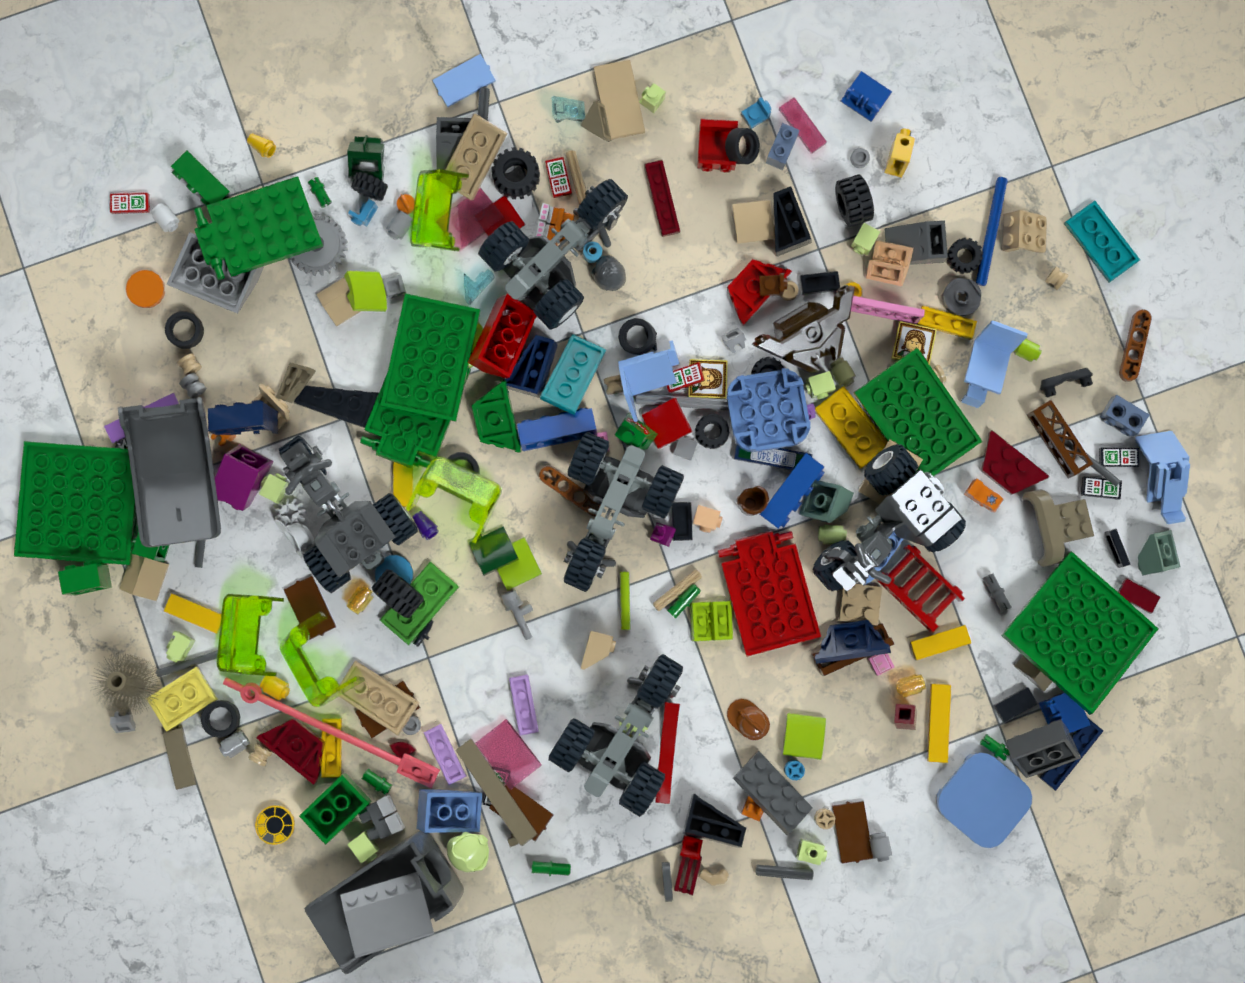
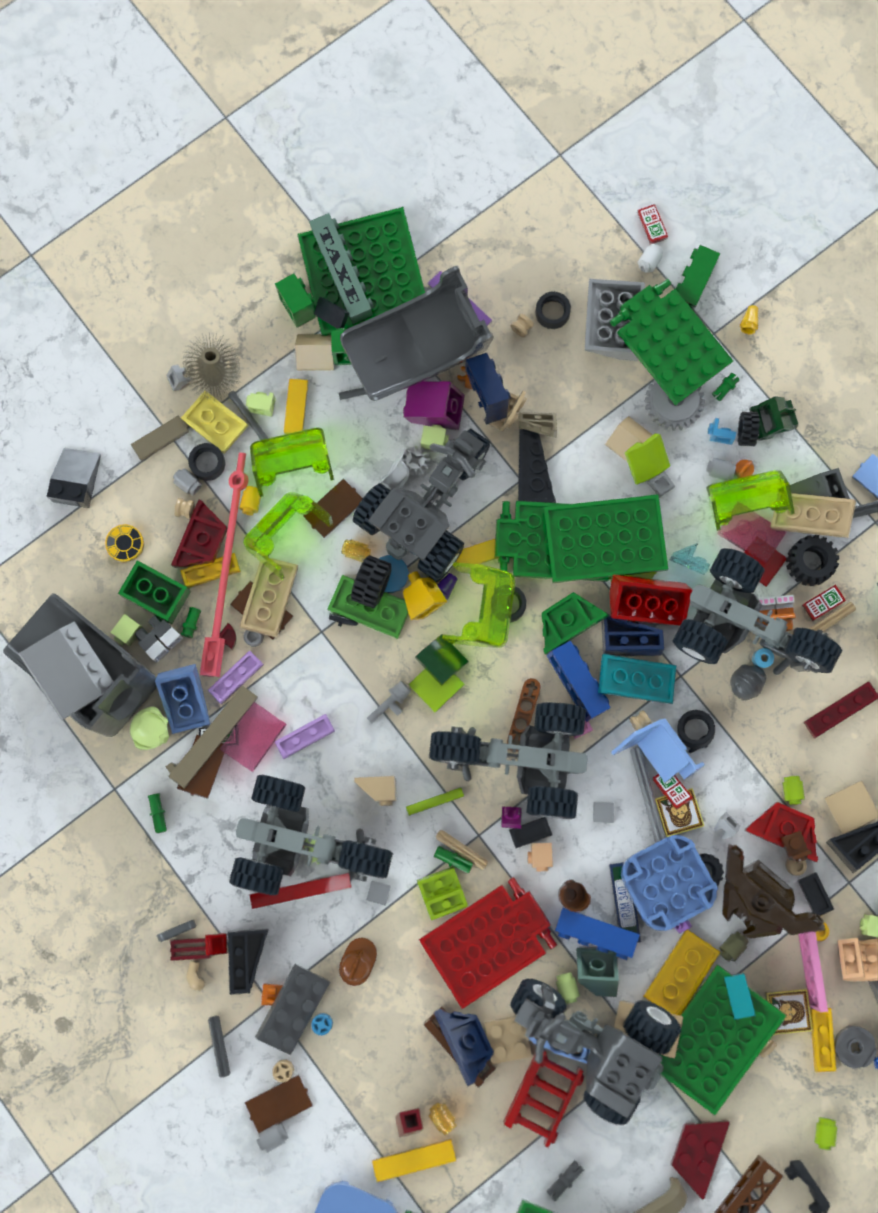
camera: 80 degrees right, 5 degrees down
(67, 523) = (341, 269): none -> sand green brick
(111, 548) = (331, 313): none -> black tile
(145, 289) = (578, 264): orange tile -> none
(191, 856) = (74, 478): none -> slope
(192, 385) = (504, 334): light grey wheel -> none
(427, 549) = (422, 596): none -> yellow torso
(635, 433) = (600, 758): green torso -> none
(667, 422) = (621, 786): red tile -> none
(692, 680) = (378, 893): none -> light grey tile
(712, 419) = (637, 824): black tyre -> none
(721, 268) = (793, 790): none -> lime brick
(804, 736) = (358, 1024): lime slope -> none
(804, 849) = (249, 1060): yellowish green brick -> none
(820, 385) = (712, 927): yellowish green brick -> none
(881, 663) = (454, 1080): bright pink tile -> none
(887, 382) = (739, 996): none -> teal tile
(940, 642) = (495, 1136): yellow tile -> none
(983, 495) = (659, 1135): orange leg -> none
(990, 361) = (800, 1098): light blue piece -> none

